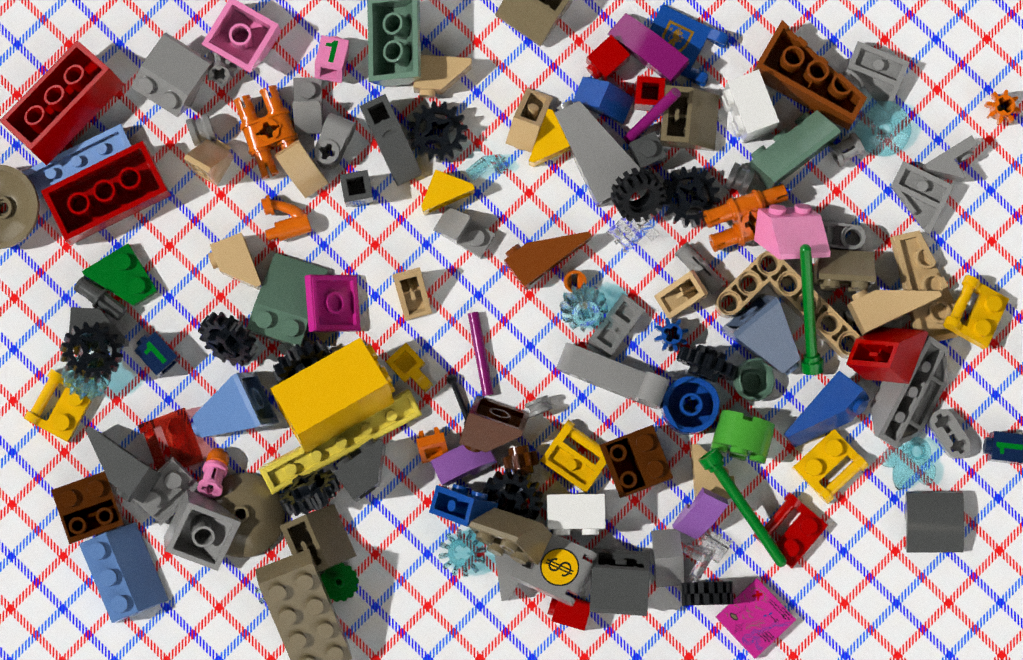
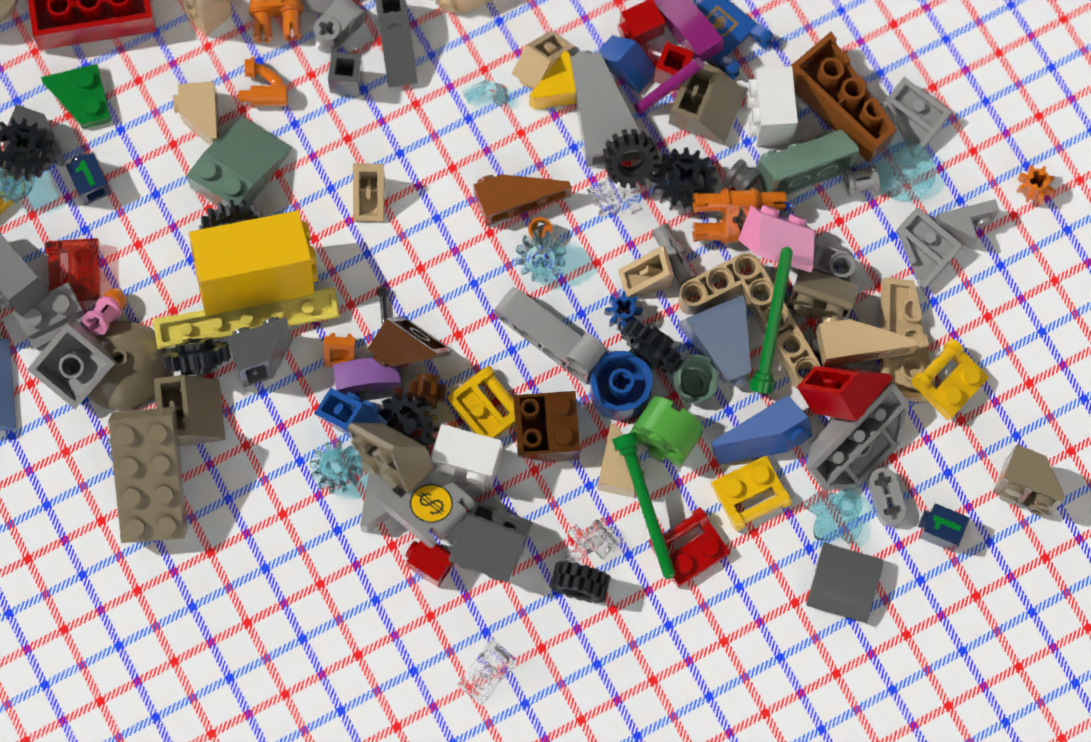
camera: 15 degrees right, 10 degrees down
(100, 298) = (50, 107): dark grey axle -> none
(227, 338) = (164, 180): black gear -> none
(235, 407) = (149, 252): medium blue slope -> none
(301, 169) = (296, 39): tan slope -> none
(332, 303) = (283, 177): dark pink tile -> none
(340, 582) = (199, 462): green piece -> none
(408, 365) = (341, 264): yellow plate -> none
(426, 137) = (433, 47): black gear -> none
(444, 191) = (434, 103): yellow slope -> none
(464, 232) = (442, 151): light grey slope -> none
(480, 354) = (420, 275): magenta bar -> none
(538, 406) = (462, 343): light grey bush -> none
(616, 325) = (569, 287): light grey slope -> none
(647, 151) = (655, 121): dark grey brick -> none
(667, 557) = (549, 537): light grey slope -> none
(701, 514) = (597, 498): medium lavender slope -> none
(755, 618) = (624, 627): dark pink tile -> none

